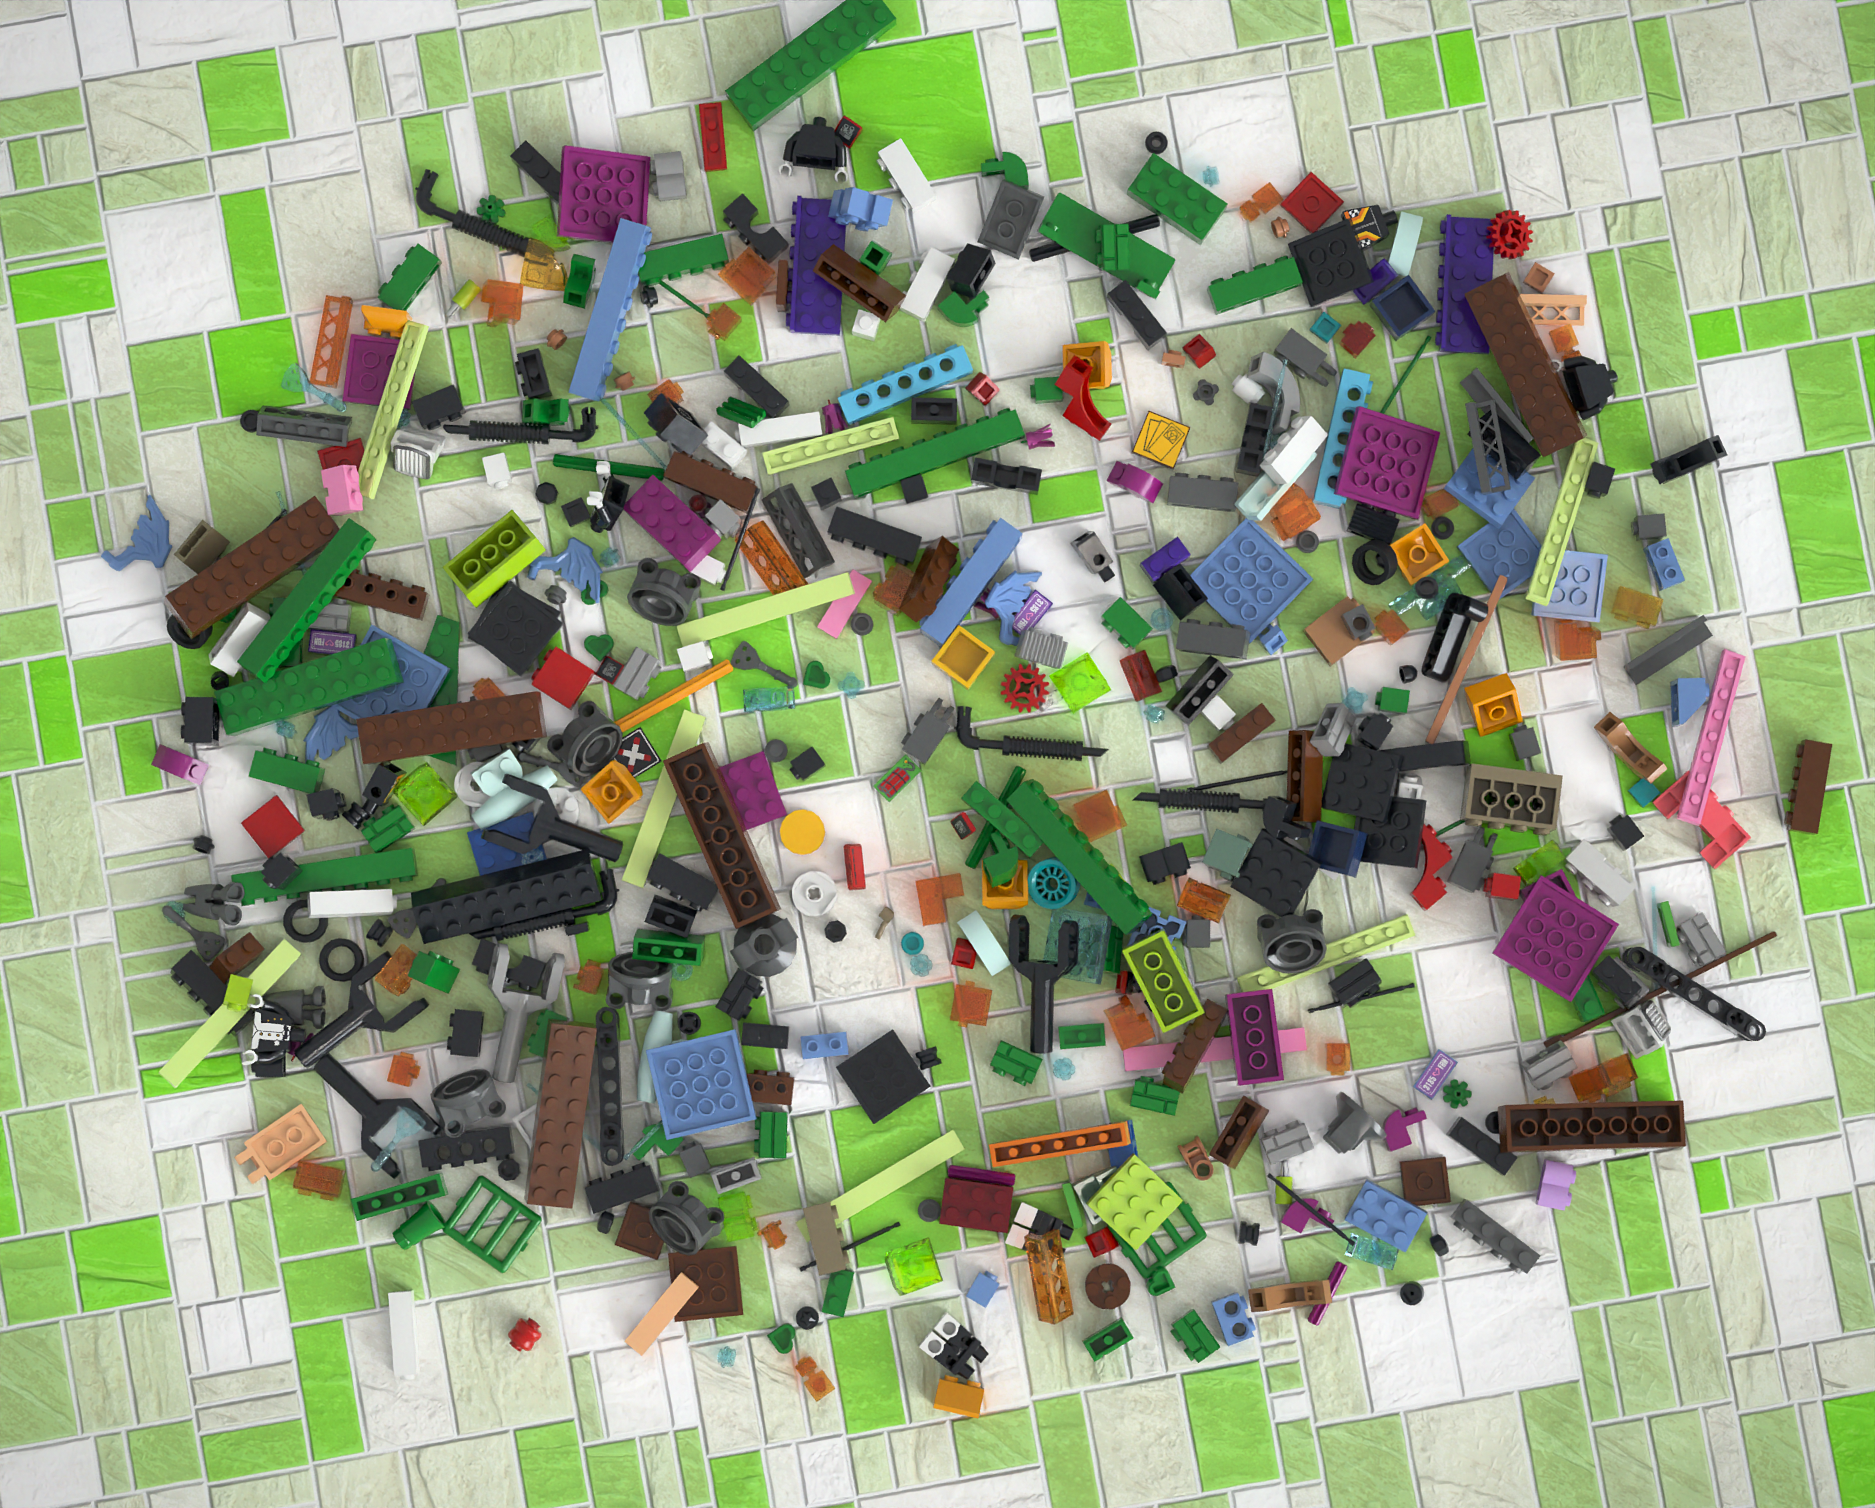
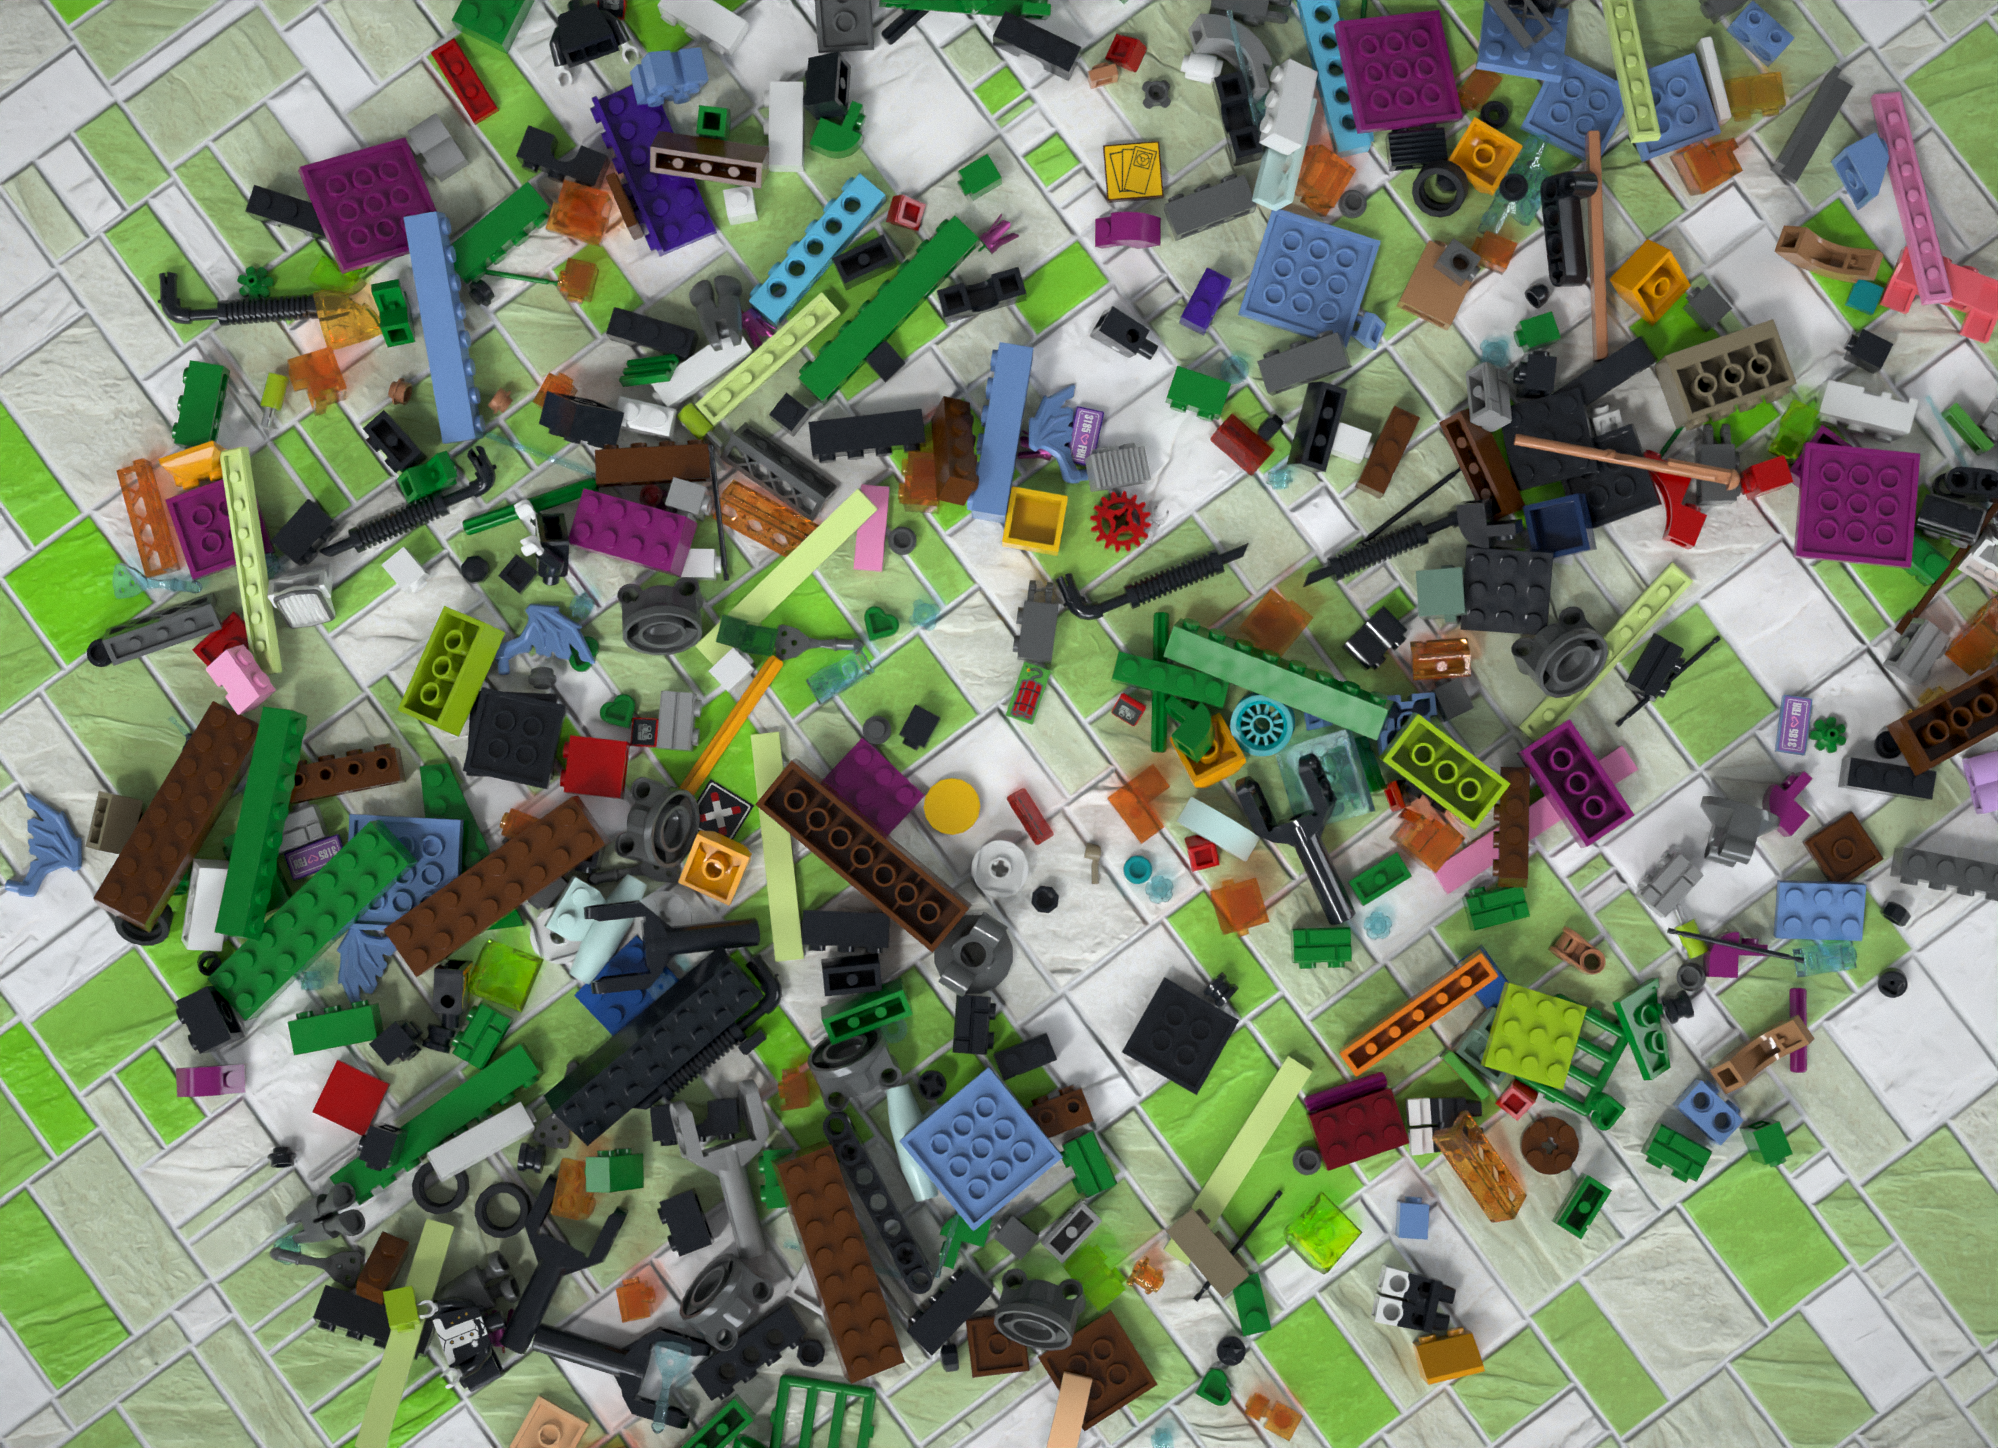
camera: 25 degrees left, 0 degrees up
(717, 637) = (747, 635): none -> clear green slope
(757, 469) = (698, 425): none -> lime piece
(815, 403) = (720, 321): none -> dark grey piece
(824, 1045) = (1097, 1033): medium blue brick -> none
(1080, 683) = (1179, 485): clear neon green slope -> none
(1081, 409) = (1028, 180): red arch -> none
(1096, 355) = (1009, 129): light orange slope -> none
(1180, 591) = (1240, 328): black brick -> none
(1217, 1230) = (1641, 1023): none -> green wing
(1239, 1132) = (1610, 899): reddish brown brick -> none
(1262, 1360) = (1766, 1142): none -> green brick
(1269, 1217) = (1691, 977): none -> dark grey plate
(1343, 1051) = (1682, 751): clear orange brick -> none
(1438, 846) = (1676, 467): none -> nougat bar
(1612, 582) = (1713, 79): none -> white tile

